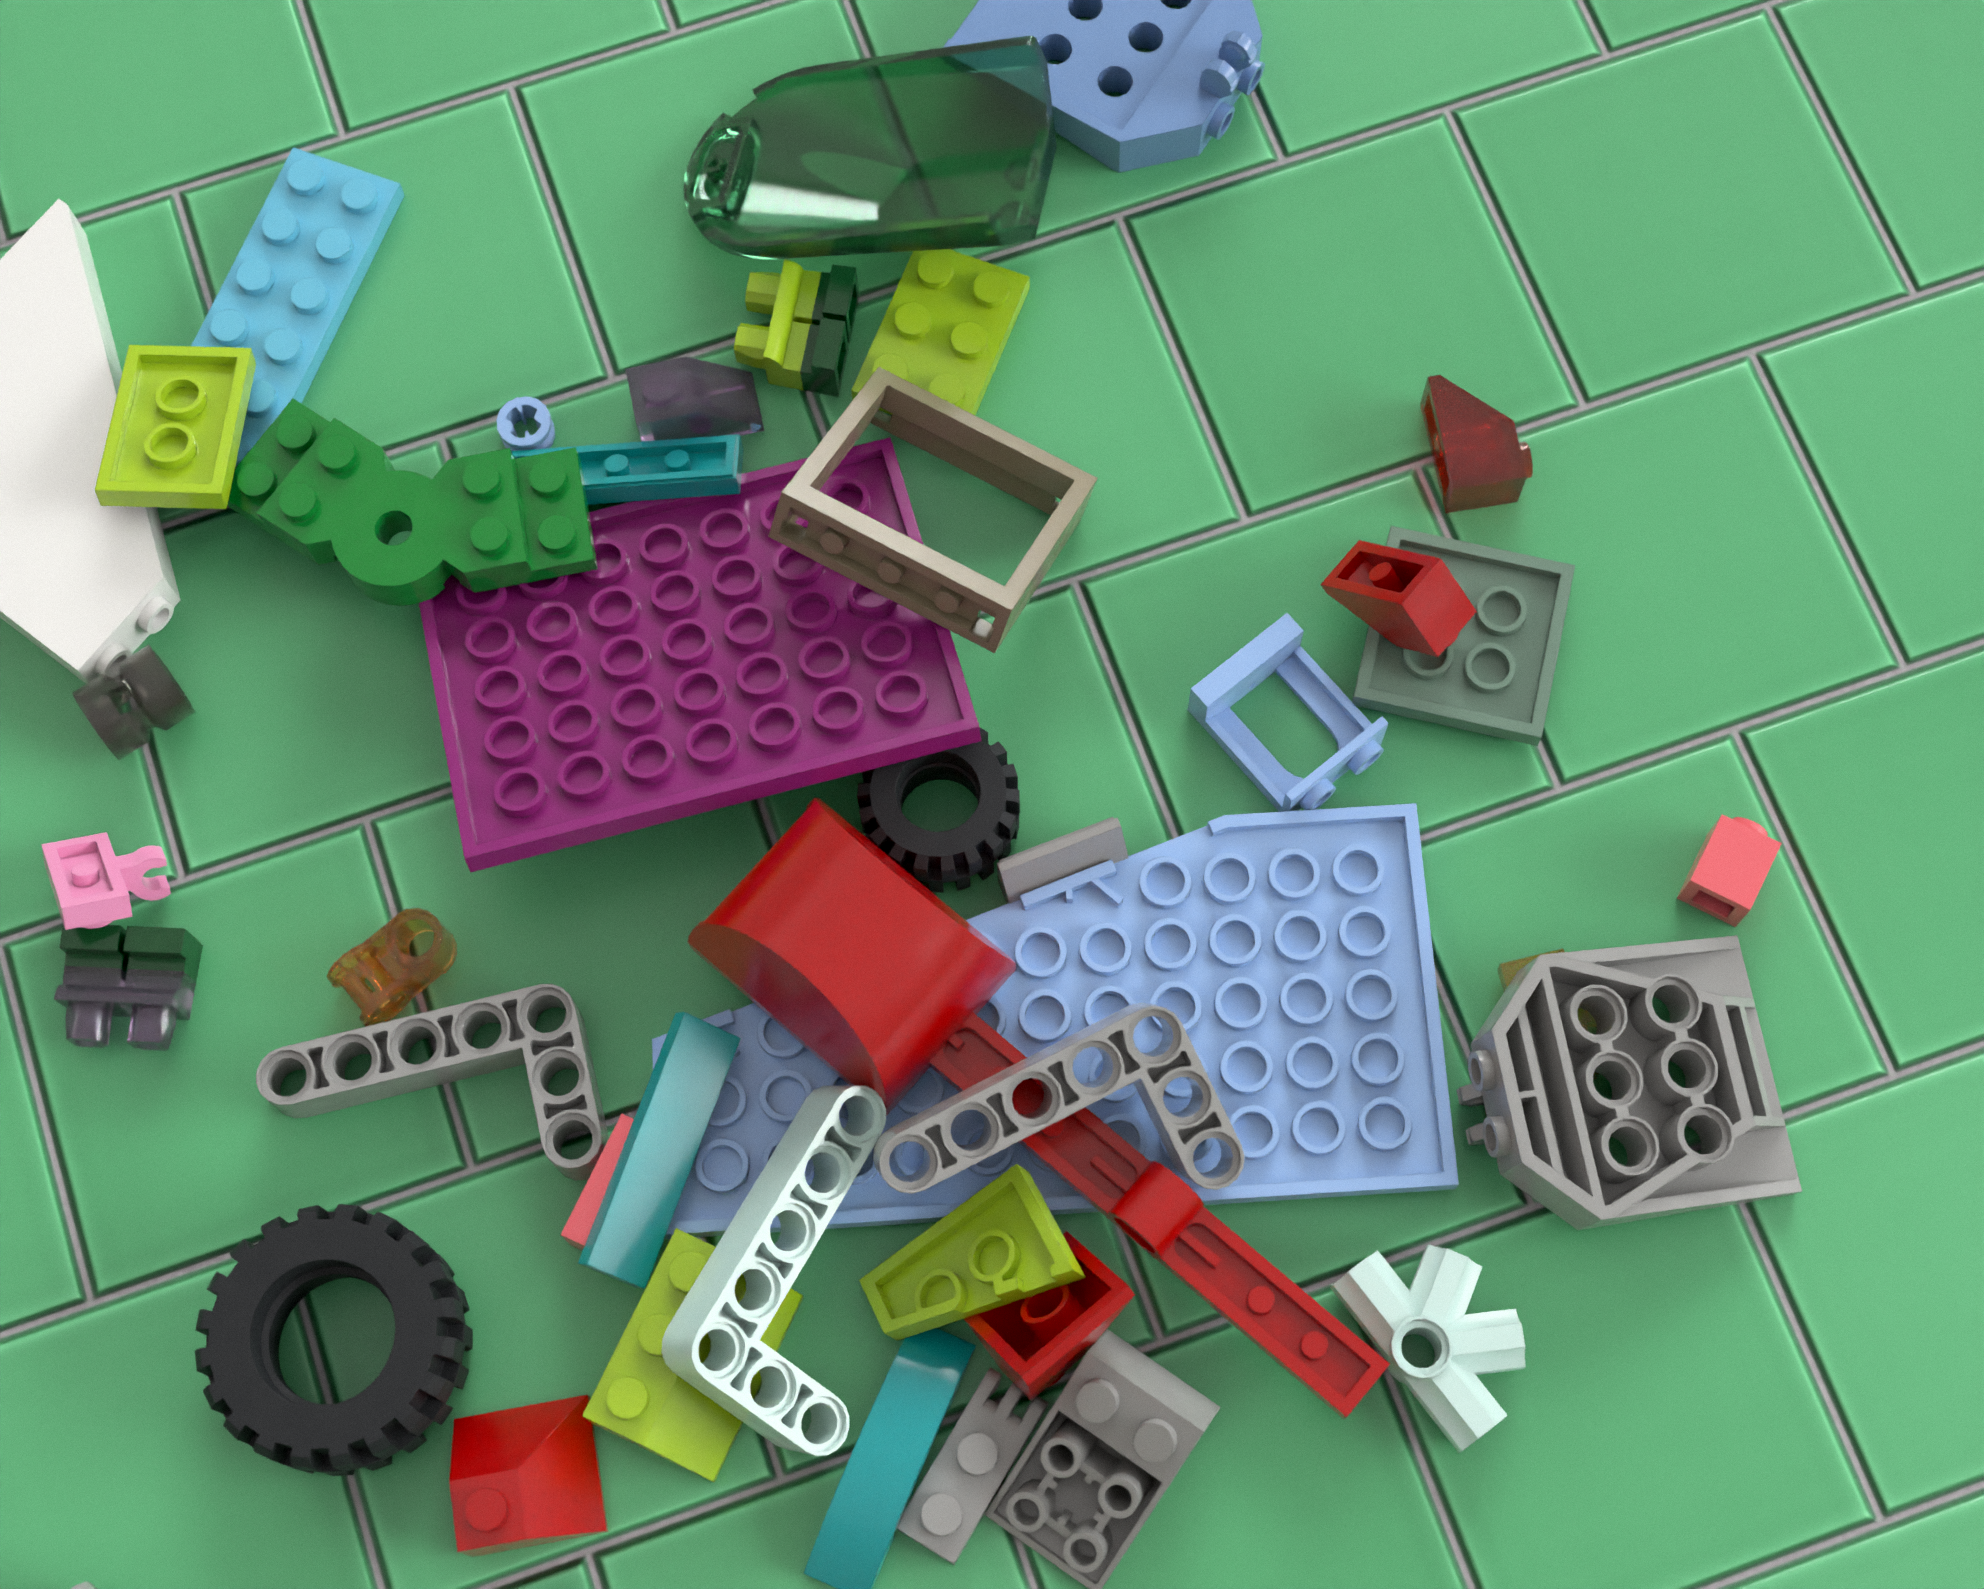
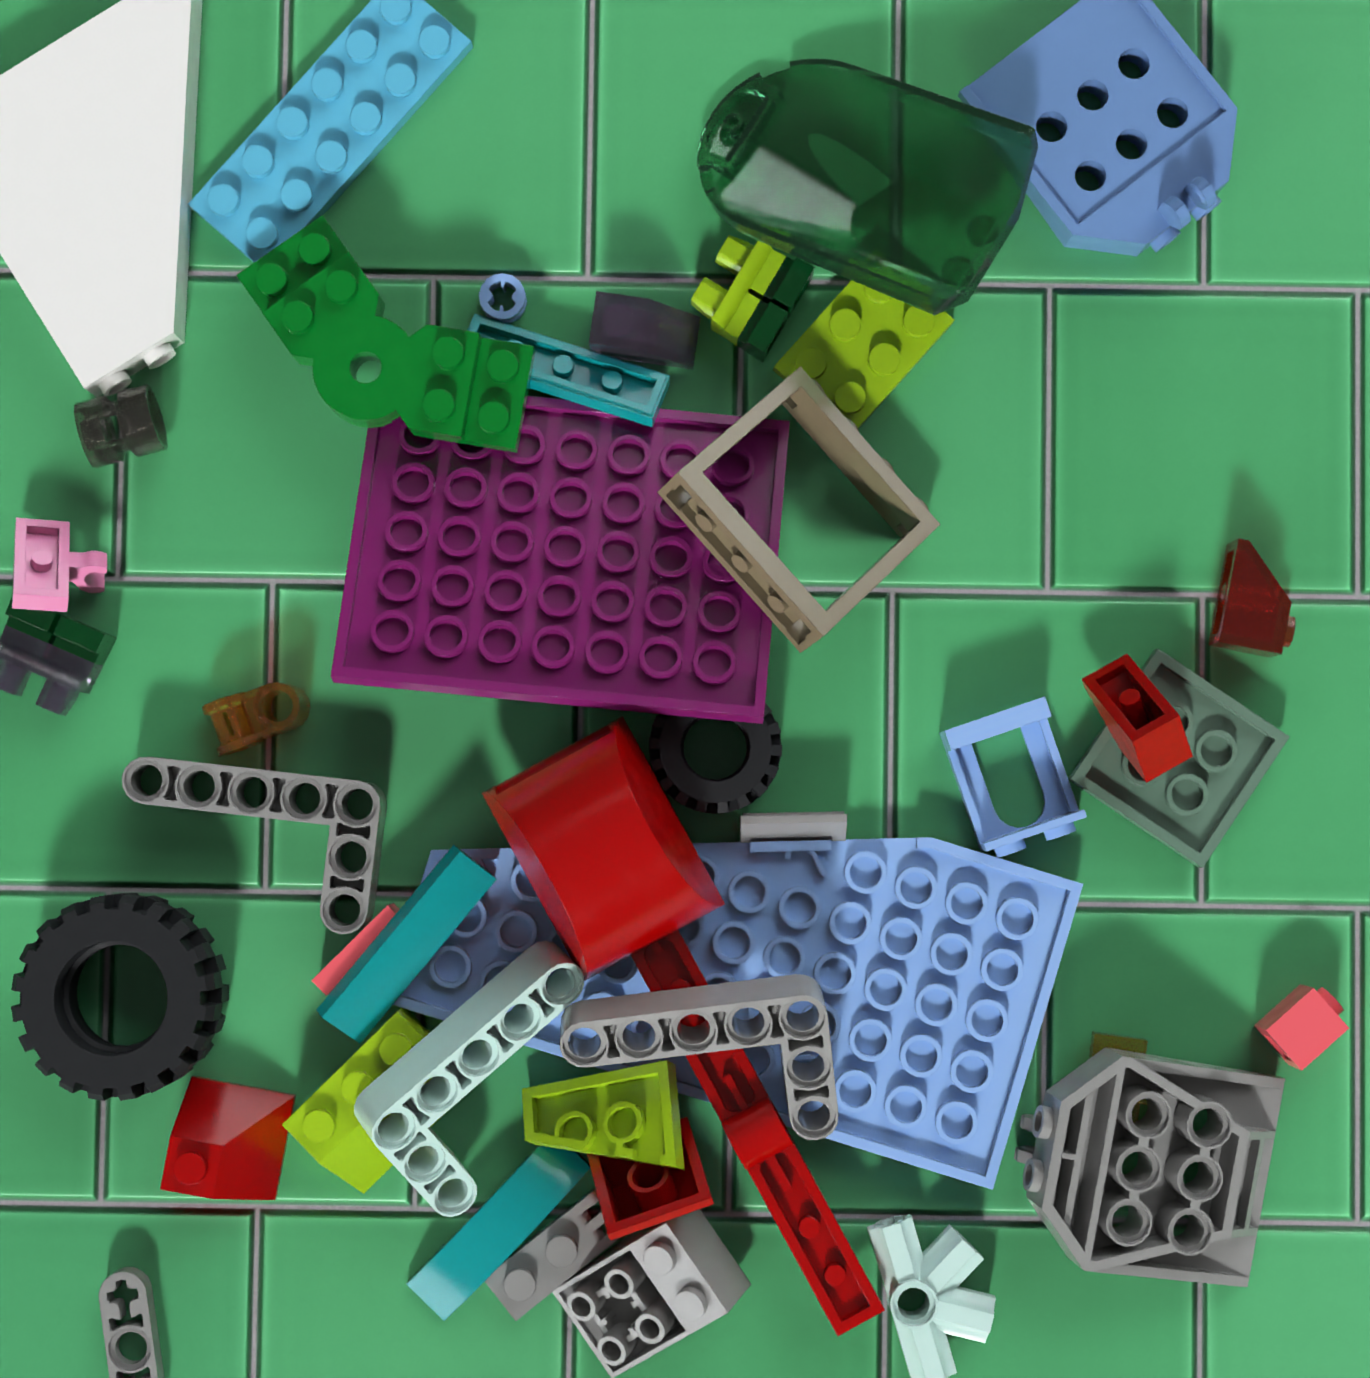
camera: 20 degrees right, 15 degrees up
(176, 427) = (221, 209): lime plate -> none

